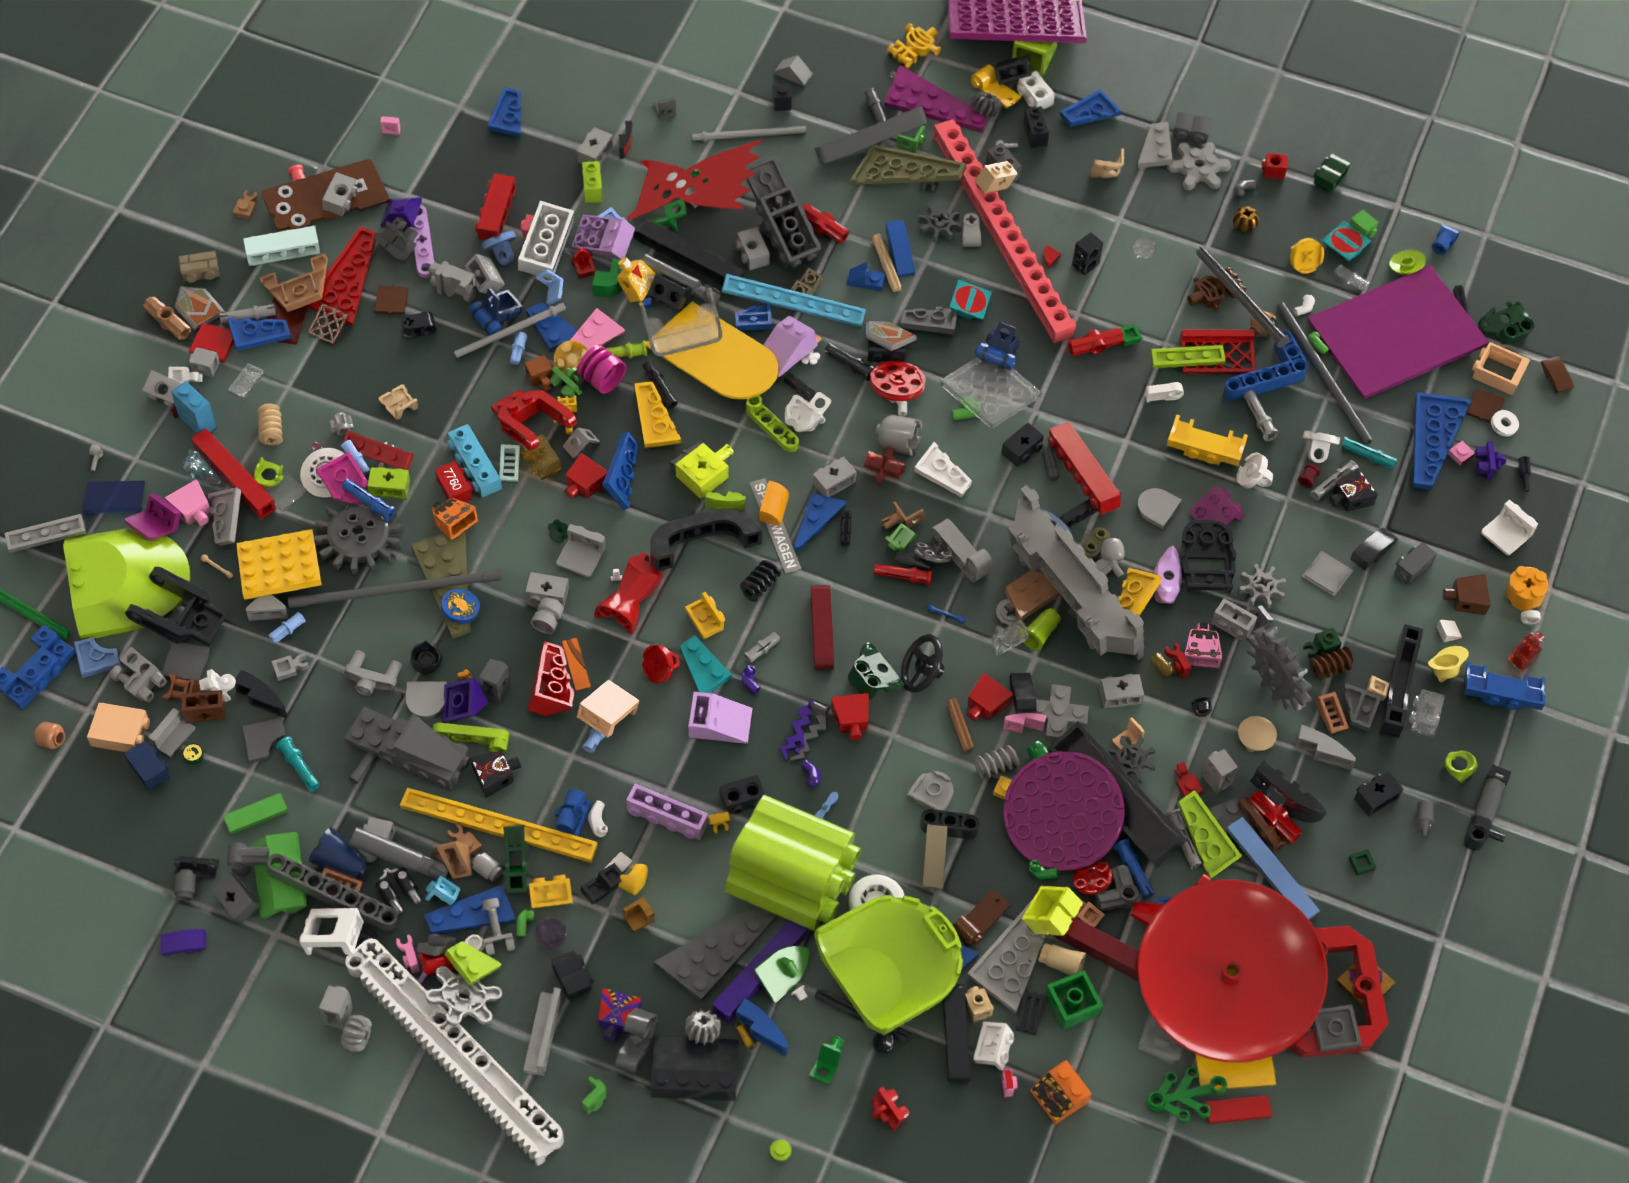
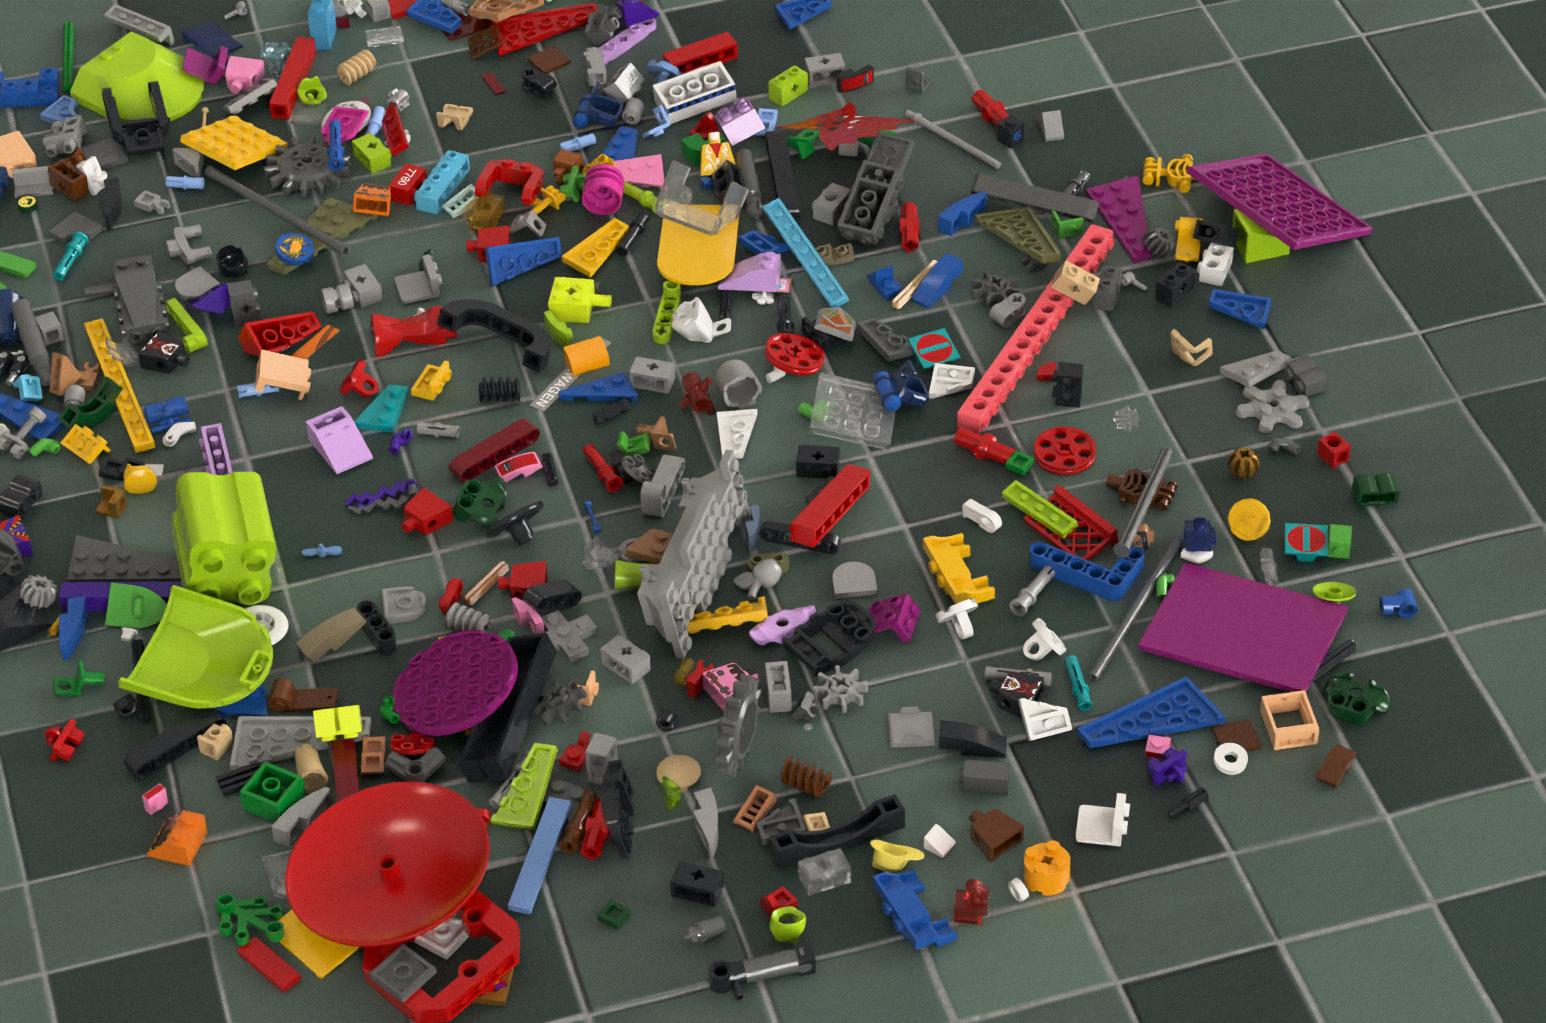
camera: 55 degrees right, 15 degrees down
(380, 352) = (493, 83): none -> dark red window
(467, 799) = (124, 352): none -> clear plate
(509, 330) = (629, 135): light grey bar -> none
(518, 289) = (633, 111): none -> light grey brick
(551, 933) = (45, 463): clear purple hair -> none
(740, 790) = (283, 495): black brick -> none
(746, 90) = (990, 109): none -> red piece
(814, 773) = (344, 526): dark purple arm -> none
(842, 186) = (962, 213): none -> blue slope
(853, 623) = (514, 466): none -> slope
(873, 606) = (549, 469): none -> black axle
(961, 758) = (453, 593): none -> red plate
(994, 1044) = (186, 774): white bracket -> none
(1007, 311) = (950, 379): none -> white wing
(1110, 997) = (300, 816): none -> light grey slope
(1130, 859) = (450, 764): blue pin -> none
(1132, 305) = (1064, 450): none -> red wedge
(1278, 752) = (671, 793): none -> clear neon green slope
(1298, 292) = (1199, 535): none -> clear blue brick
(1308, 476) = (1002, 656): dark red bush -> none
(1323, 643) = (822, 757): dark green brick -> none
(1391, 495) = (1043, 719): none -> white wing
(1429, 758) = (778, 899): none -> red tile

